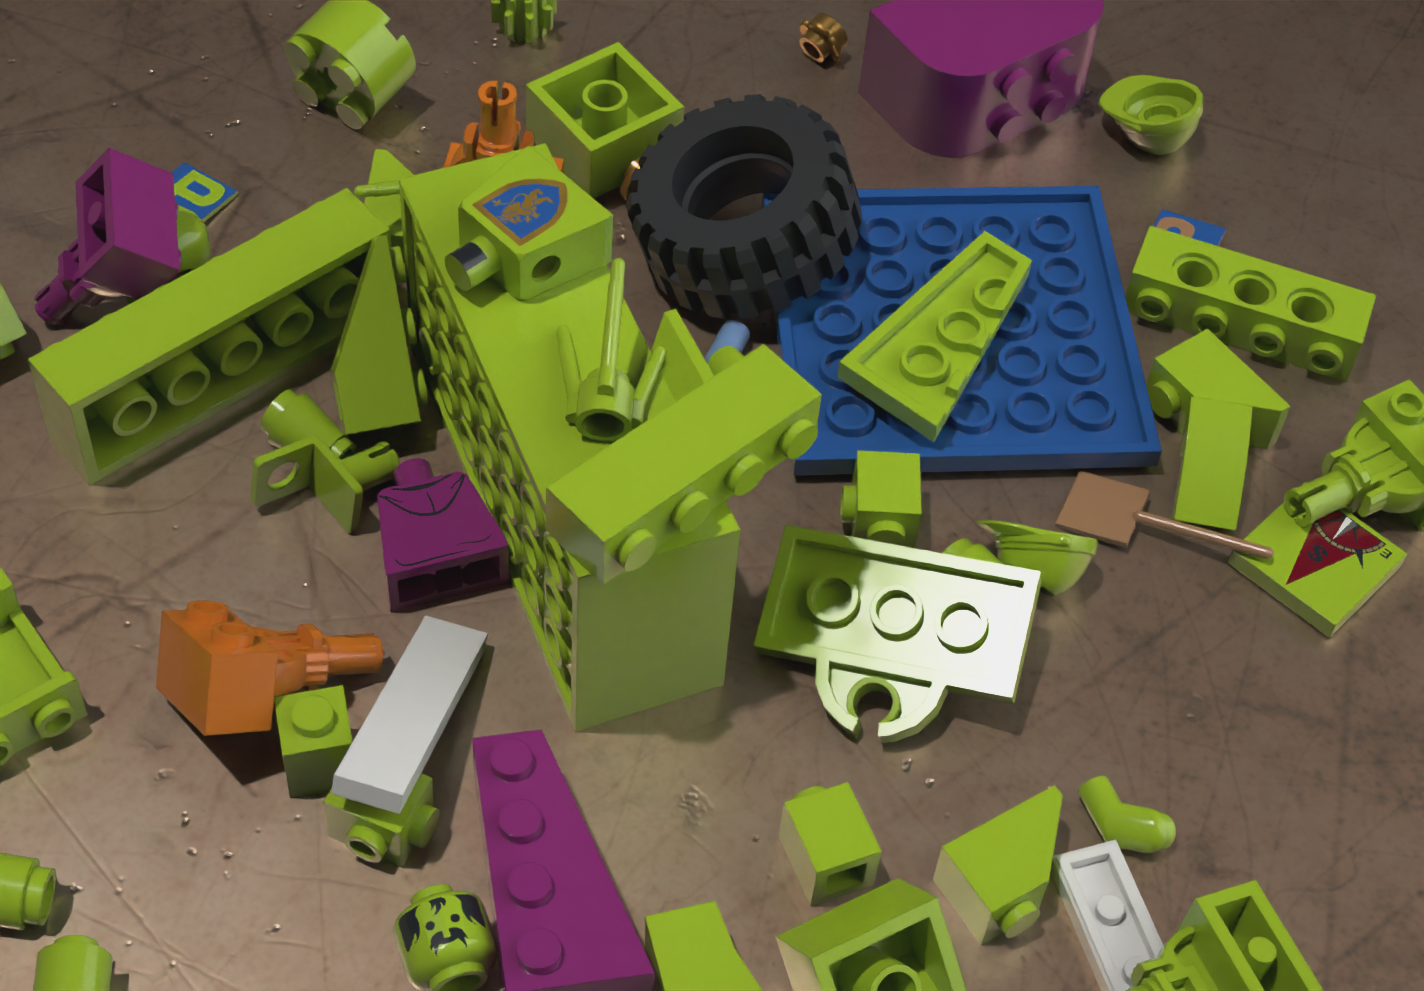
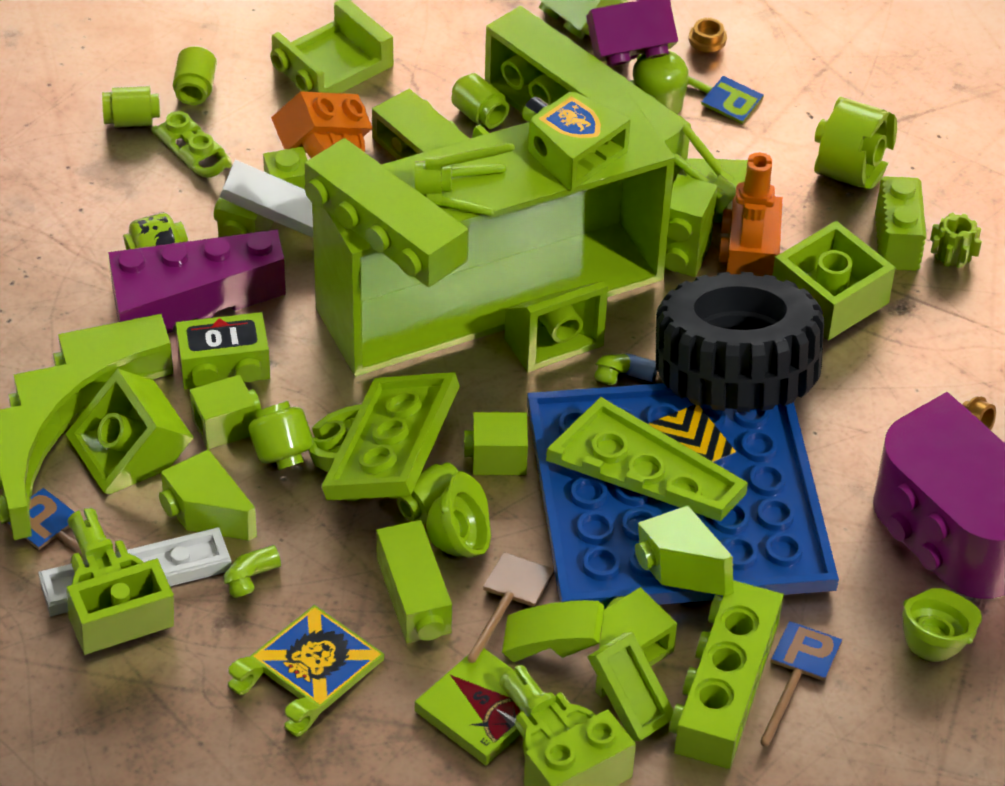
camera: 90 degrees right, 5 degrees down
(50, 200) = (708, 35): none -> pearl gold plate
(155, 478) = (479, 101): none -> lime brick
(188, 882) = (199, 145): none -> lime piece
(252, 544) = (411, 126): none -> lime brick
(490, 45) = (901, 222): none -> lime brick
(699, 838) = (222, 349): none -> lime brick
(872, 291) = (696, 432): none -> sticker
(888, 760) = (280, 435): none -> lime head
(1109, 299) = (684, 553): none -> lime slope
(1141, 612) = (414, 581): none -> lime brick
(1278, 752) = (313, 661): none -> flag
(1299, 387) = (631, 686): none -> lime tile

